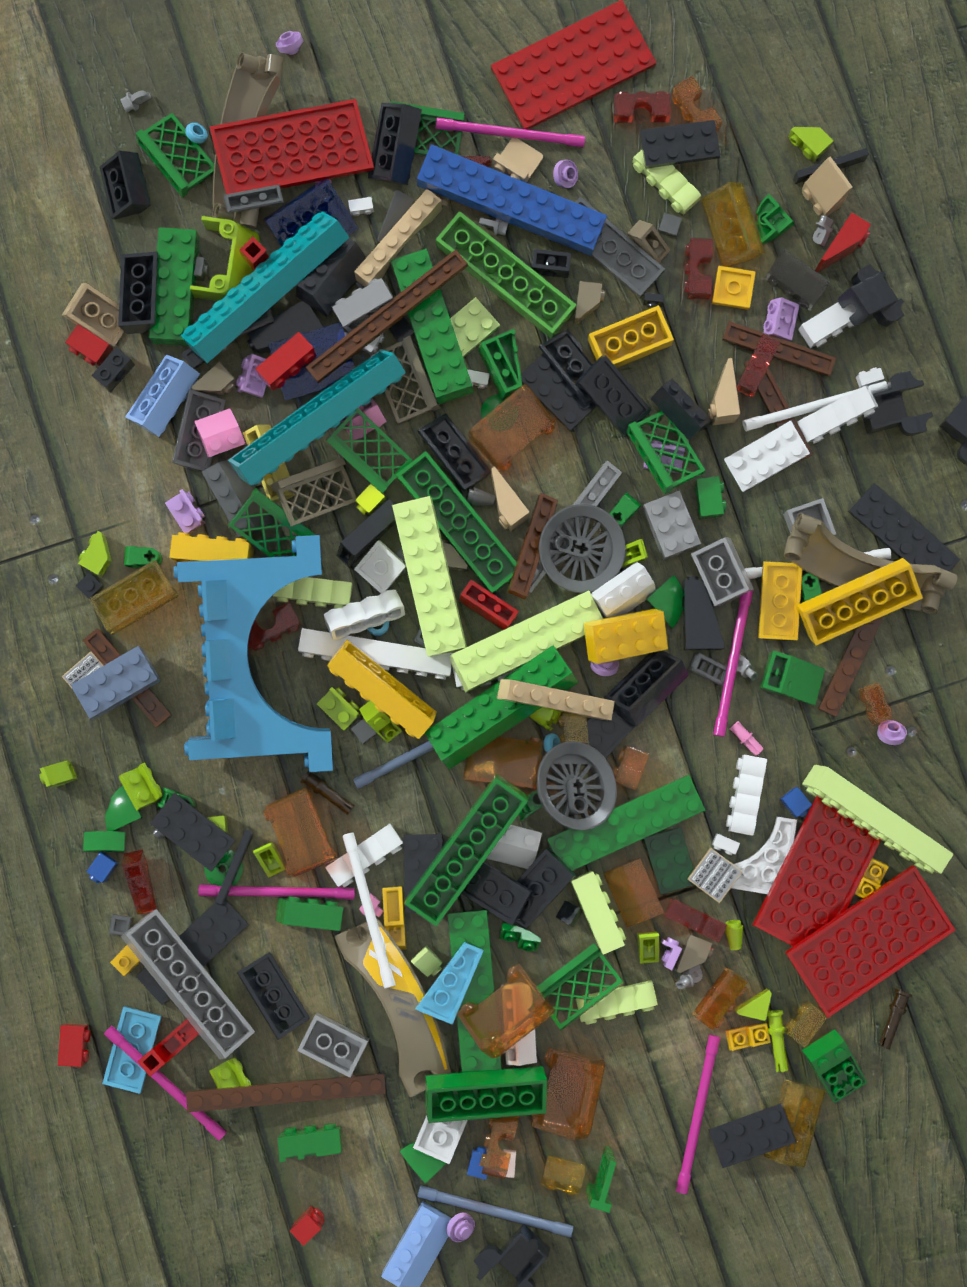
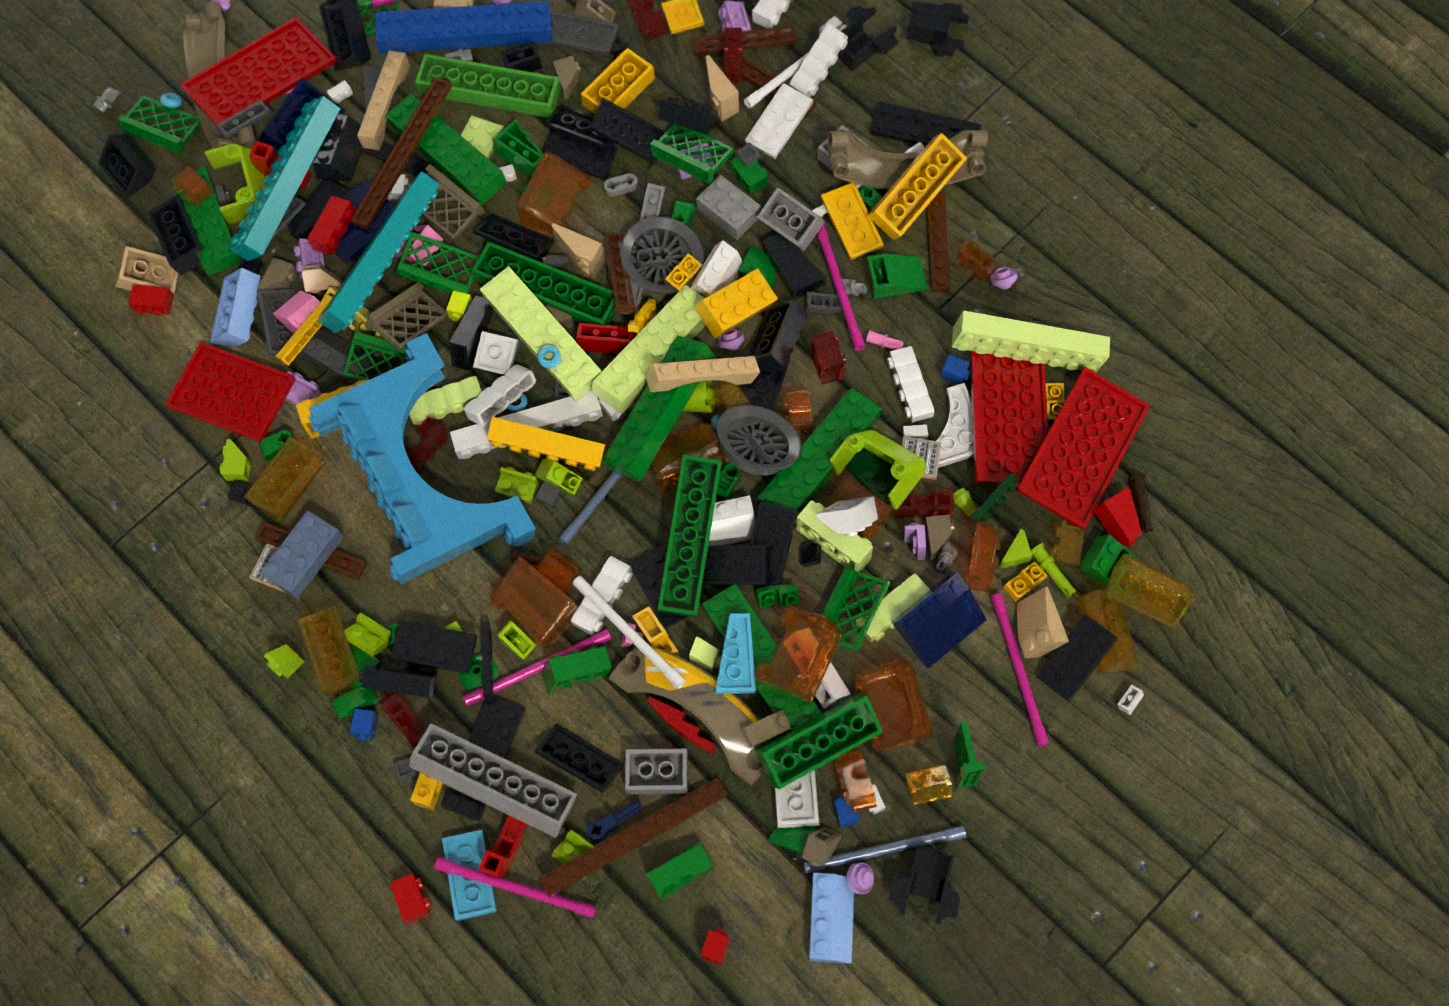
camera: 25 degrees left, 15 degrees down
(101, 785) = (329, 650): none -> clear yellow slope
(113, 369) = (181, 308): black brick -> none
(121, 482) = (230, 392): none -> red plate
(150, 848) = (399, 681): none -> black slope
(174, 250) = (192, 185): none -> clear orange brick
(213, 461) = (303, 334): none -> yellow piece
(253, 406) = (318, 278): none -> tan slope
(274, 1067) = (611, 822): none -> dark blue connector
(336, 814) = (558, 570): none -> clear orange brick
(362, 304) = (375, 154): light grey brick -> none
(373, 1005) = (676, 721): none -> red slope
(414, 611) = (549, 349): none -> medium azure piece
(441, 1183) = (820, 846): none -> dark tan slope
(445, 1062) = (766, 729): none -> dark tan slope
(533, 604) = (643, 317): none -> yellow hinge
(583, 442) = (621, 185): none -> light grey beam
(593, 577) = (683, 272): none -> yellow slope
(618, 905) = (849, 515): none -> white slope
(634, 553) = (708, 239): lime slope -> none
(648, 947) = (895, 547): lime slope -> none
(651, 1034) = (940, 619): none -> clear blue slope
(683, 732) = (827, 357): none -> clear red brick
(699, 880) = (906, 467): none -> lime windscreen
(716, 482) = (748, 154): none -> dark grey tile
(736, 1087) = (1039, 625): none -> tan slope
(762, 953) = (997, 498): none -> dark green plate
(779, 1193) = (1130, 699): none -> white piece
(852, 1108) = (1149, 591): none -> clear yellow slope
(865, 1024) = (1120, 517): none -> red slope

